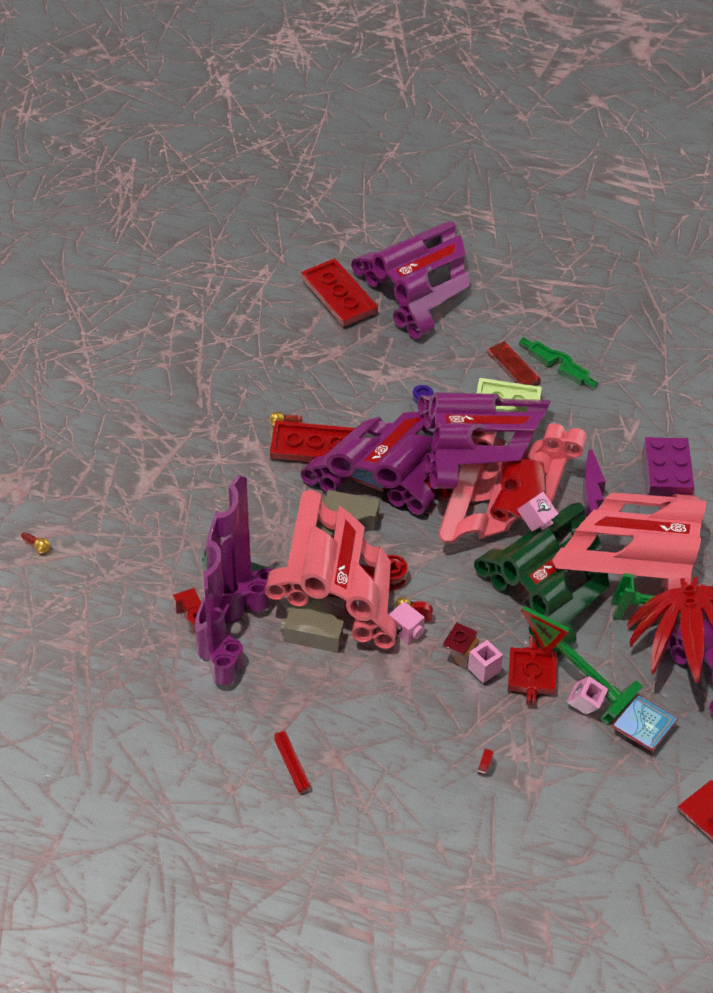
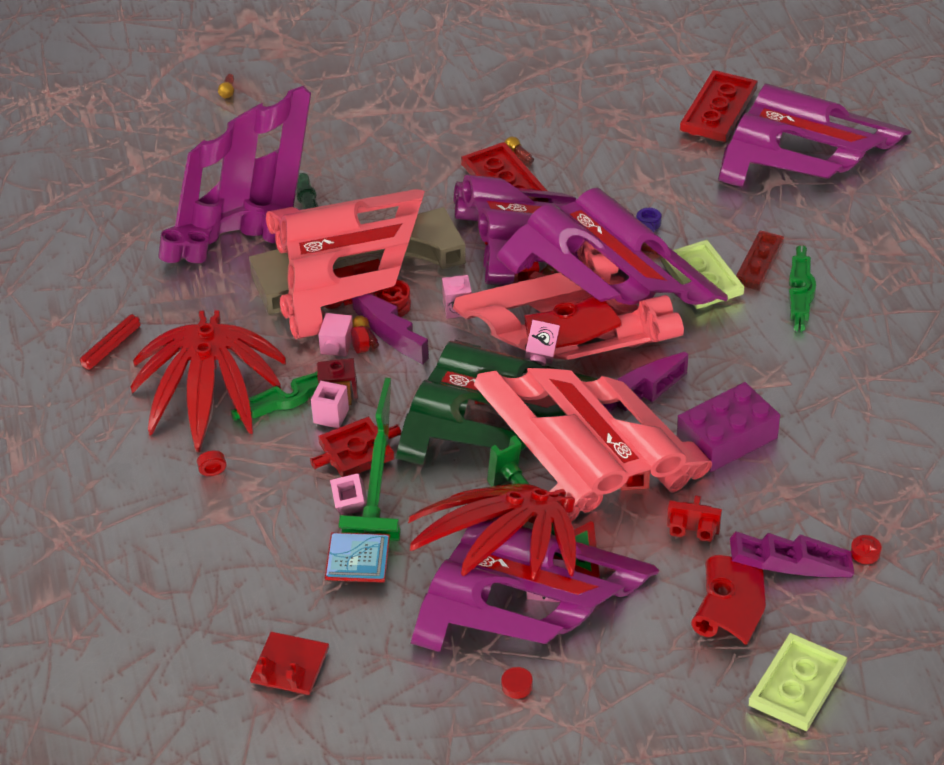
camera: 60 degrees right, 5 degrees down
(376, 700) = (204, 345): none -> red plant
(424, 535) = (452, 288): none -> bright pink brick
(427, 588) = (391, 328): none -> magenta slope
(441, 691) = (276, 399): none -> green piece

